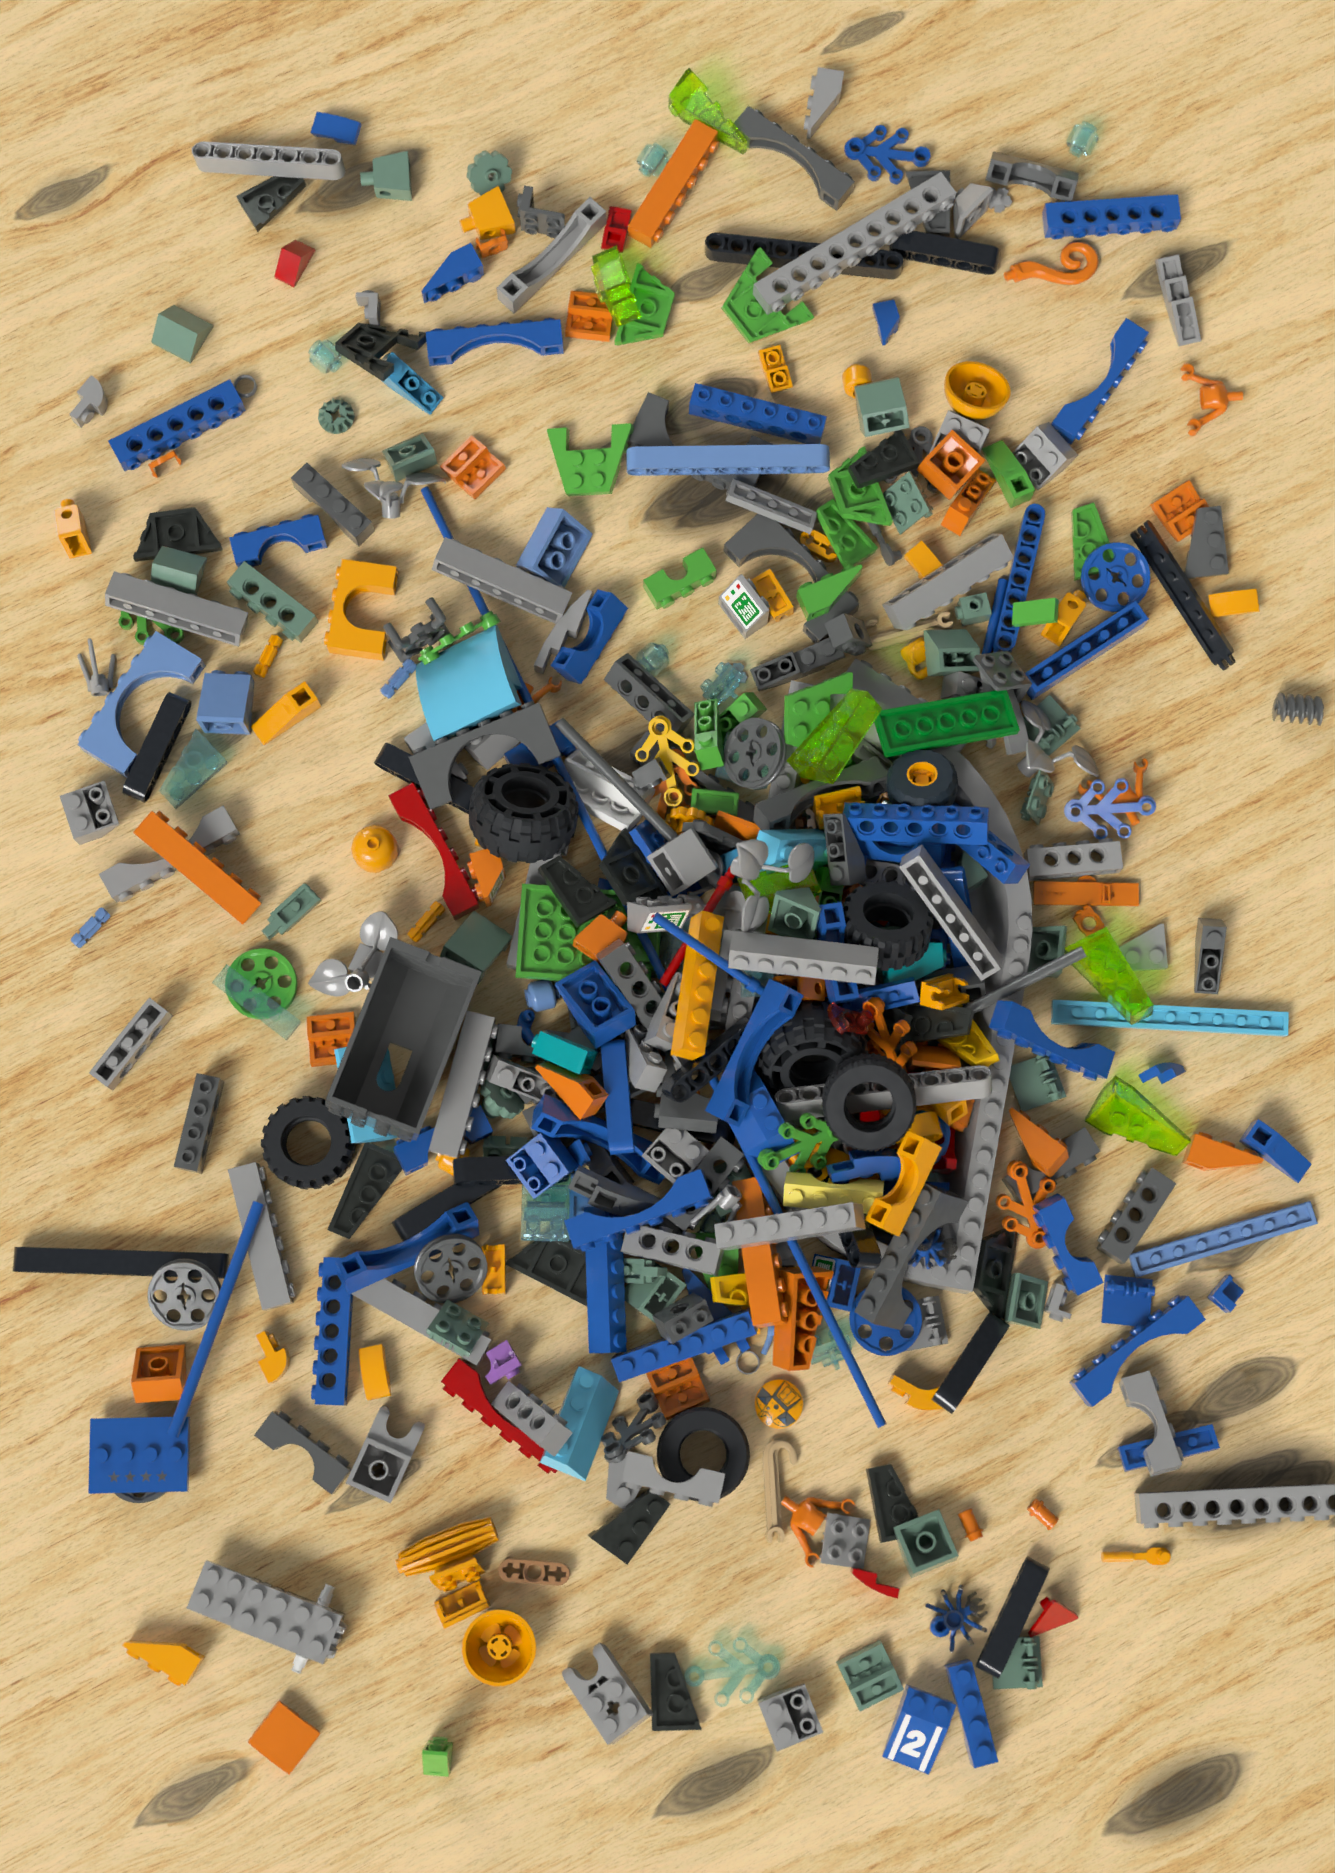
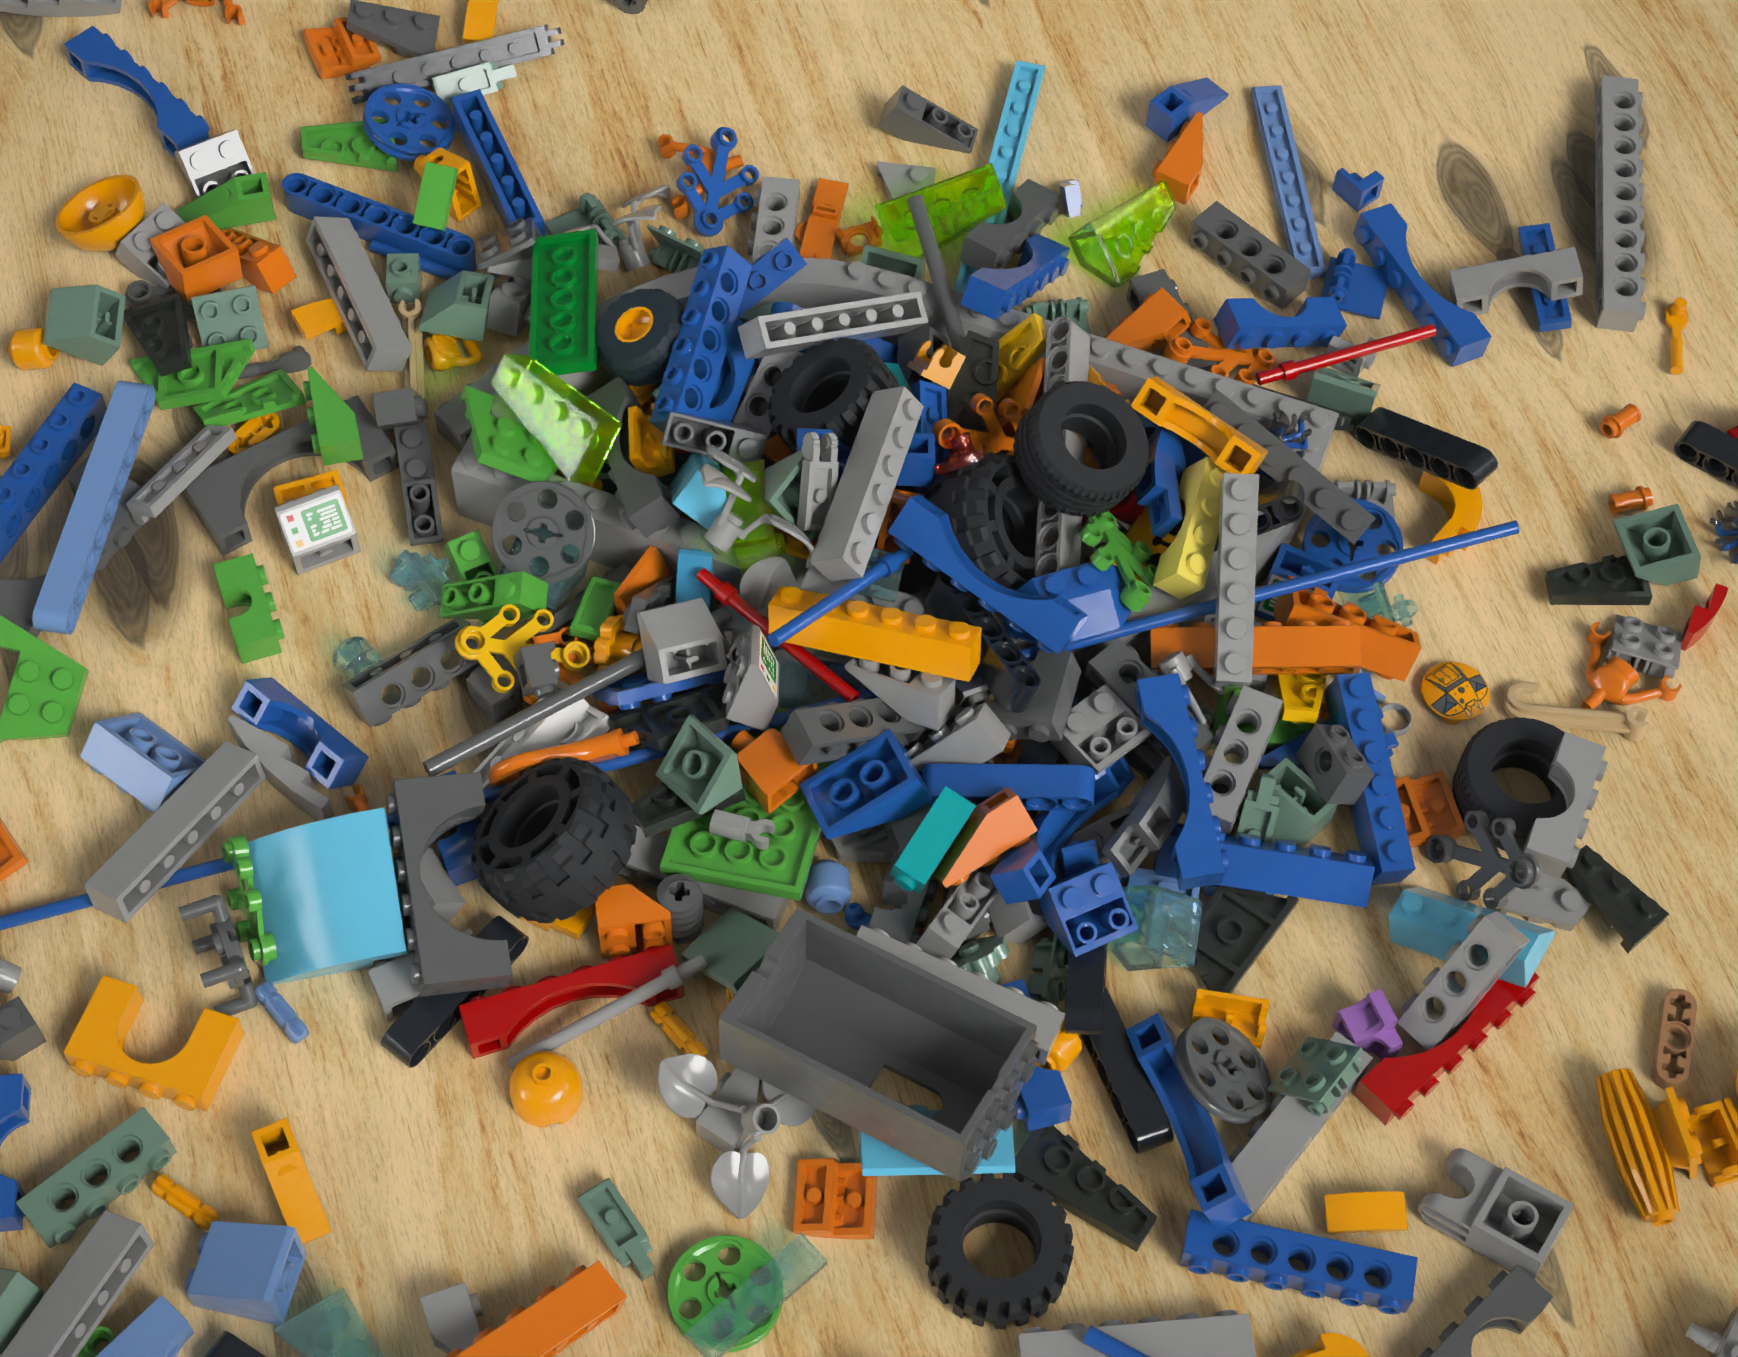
camera: 80 degrees left, 20 degrees down
(449, 906) = (671, 978): none -> light grey bar
(504, 894) = (684, 900): none -> dark grey piece
(554, 927) = (741, 828): none -> light grey bar
(584, 892) = (700, 767): none -> sand green slope
(598, 828) = (593, 749): none -> orange plant
(798, 923) = (817, 480): none -> light grey hinge
(1022, 1254) = (1290, 370): none -> red bar
(1088, 1019) = (996, 244): none -> dark grey arch
(1168, 612) = (482, 76): none -> hinge

